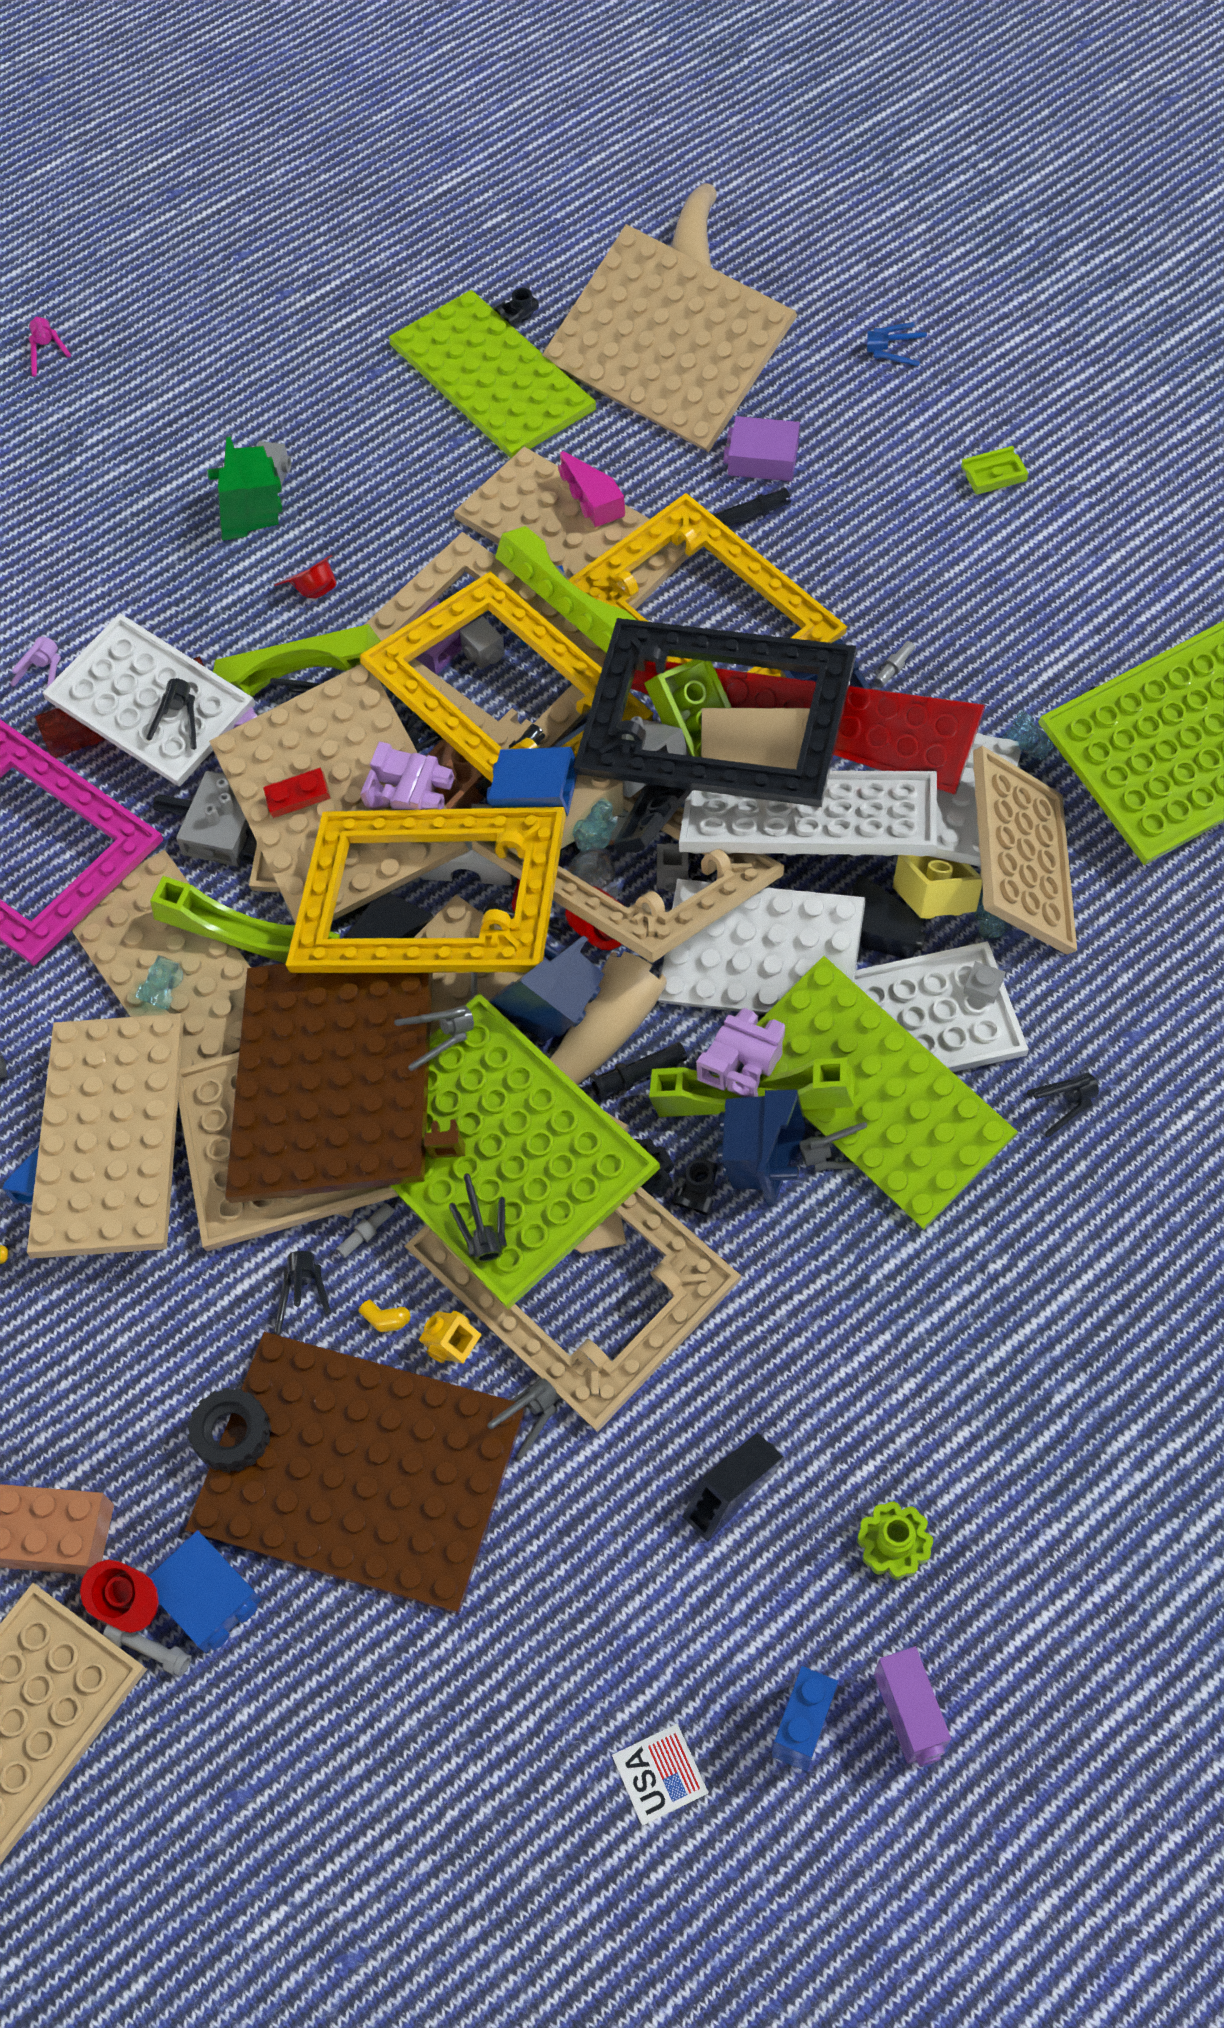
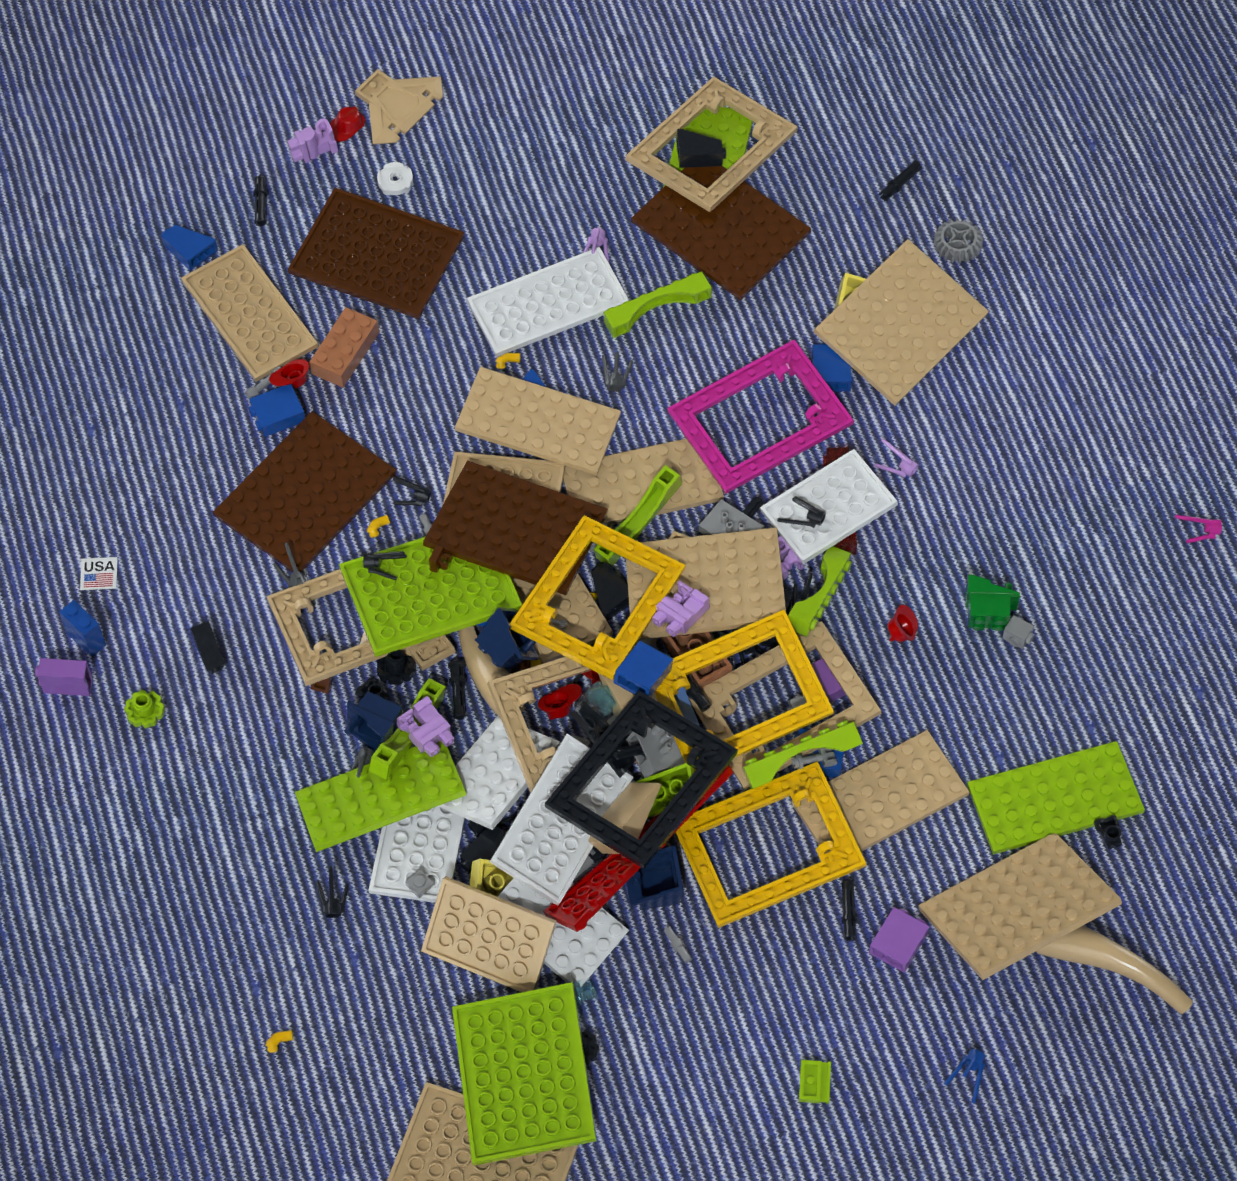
camera: 110 degrees right, 0 degrees up
(159, 983) = (622, 466): clear light blue plate -> none
(214, 1407) = (346, 423): black tyre -> none
(296, 792) = (710, 558): red plate -> none
(449, 1337) = (346, 546): yellow brick -> none
(452, 1022) = (505, 583): dark grey plant -> none
(596, 491) = (891, 811): dark pink slope -> none

